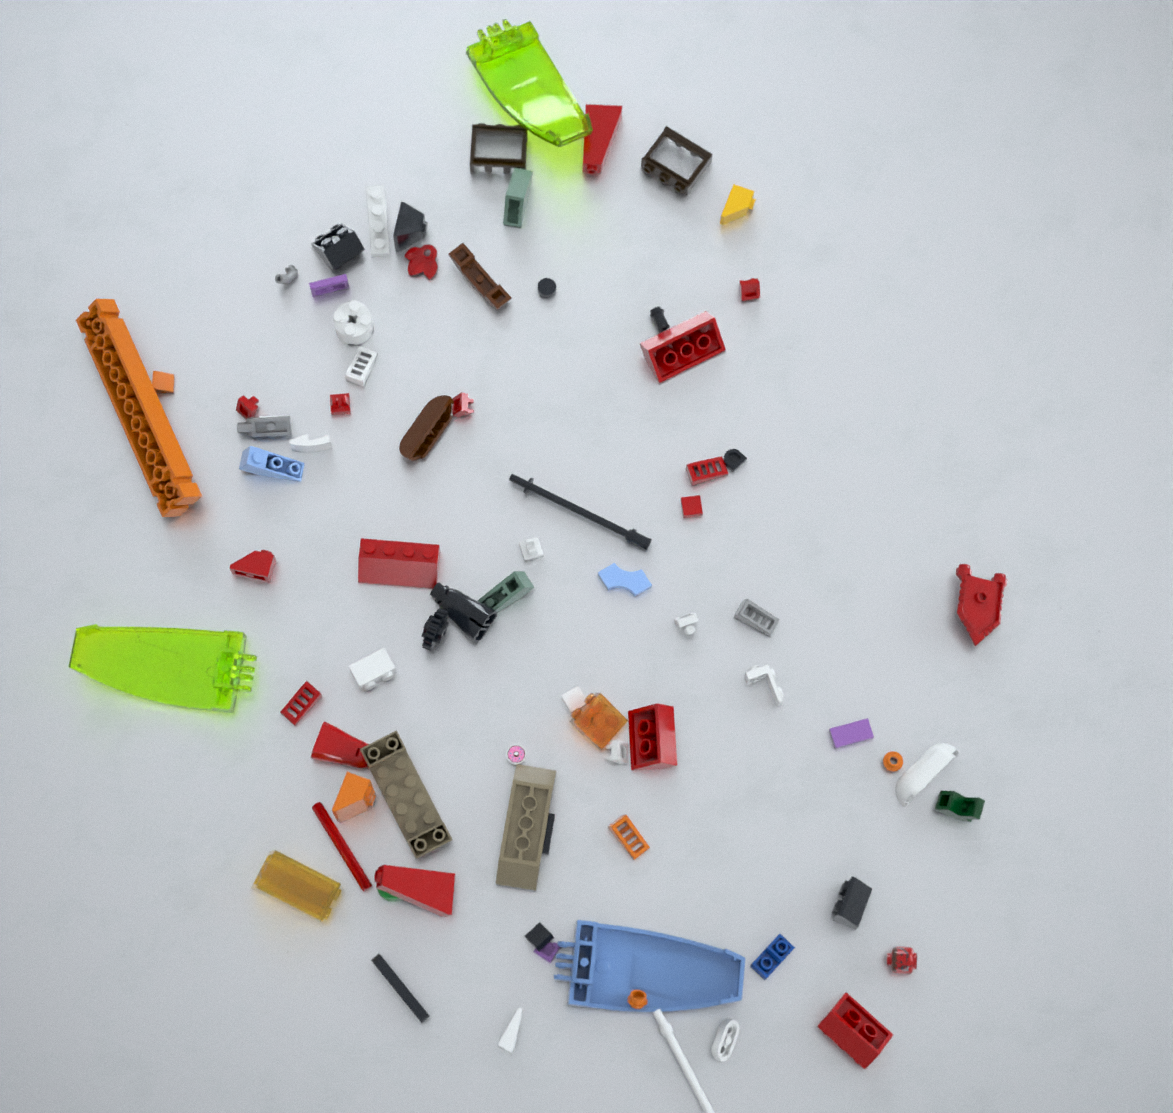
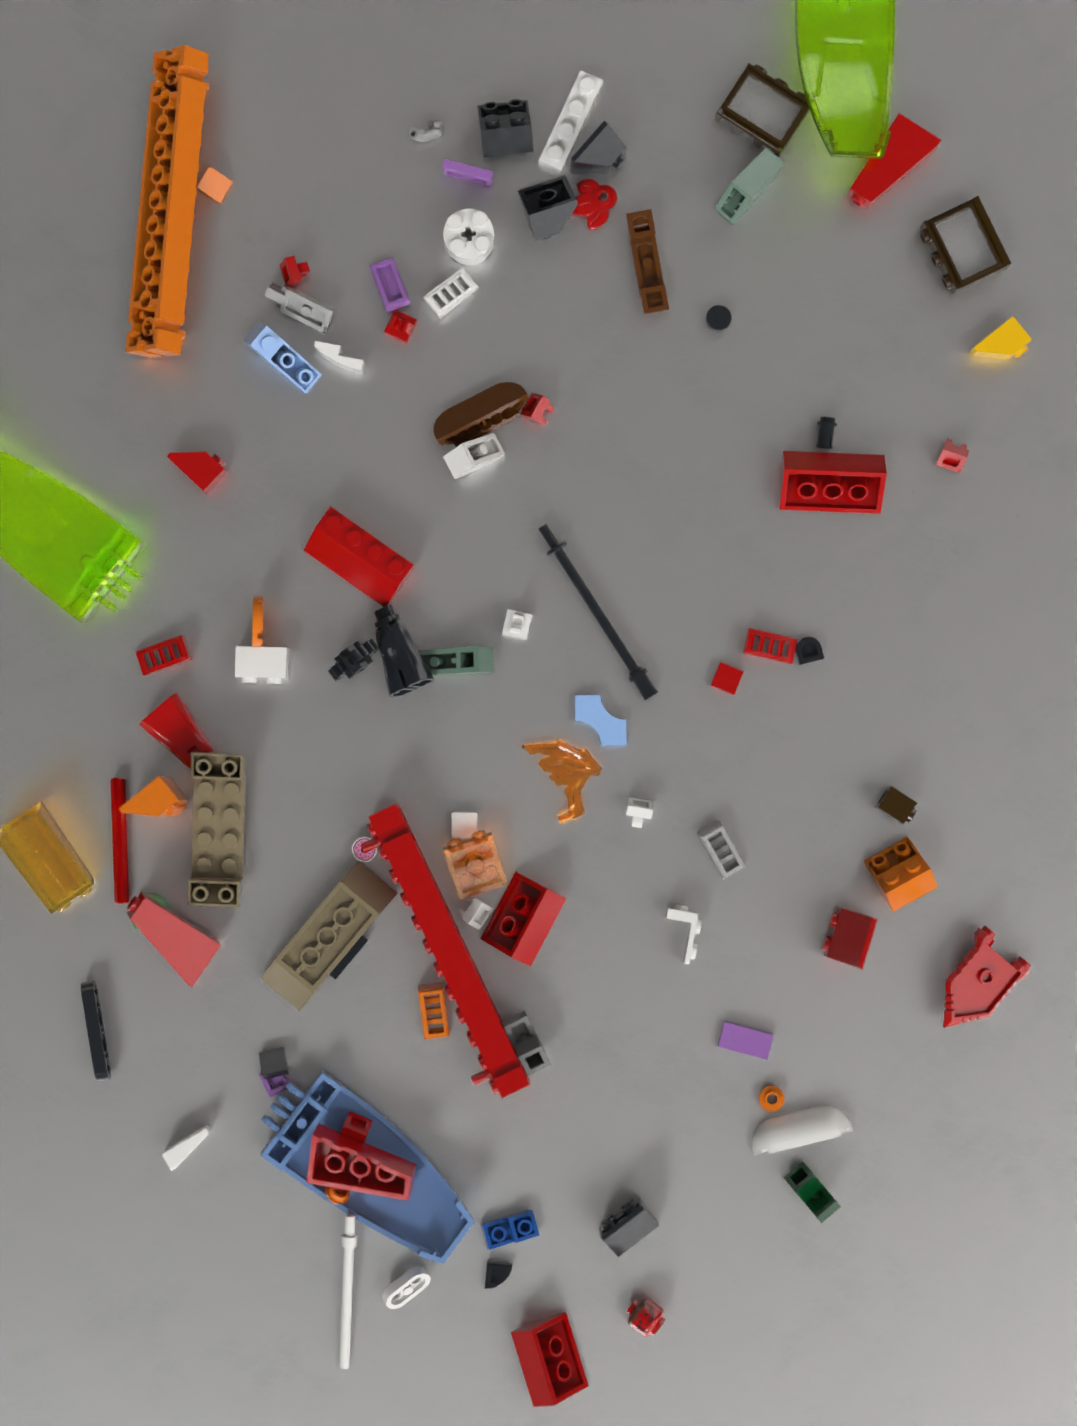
camera: 35 degrees right, 15 degrees up
(317, 381) = (389, 284): none -> medium lavender tile
(353, 640) = (257, 621): none -> orange tile
(394, 278) = (548, 206): none -> black slope
(437, 457) = (473, 455): none -> white slope
(615, 784) = (453, 960): none -> red brick
(622, 622) = (568, 767): none -> clear orange animal
(624, 945) = (356, 1127): none -> red tile
(640, 969) = (357, 1166): none -> red wedge
(705, 819) = (526, 1042): none -> dark grey brick
(782, 993) = (496, 1273): none -> black tile
(853, 522) = (896, 805): none -> dark brown brick
(877, 621) = (849, 937): none -> red slope
(884, 565) = (900, 874): none -> orange slope

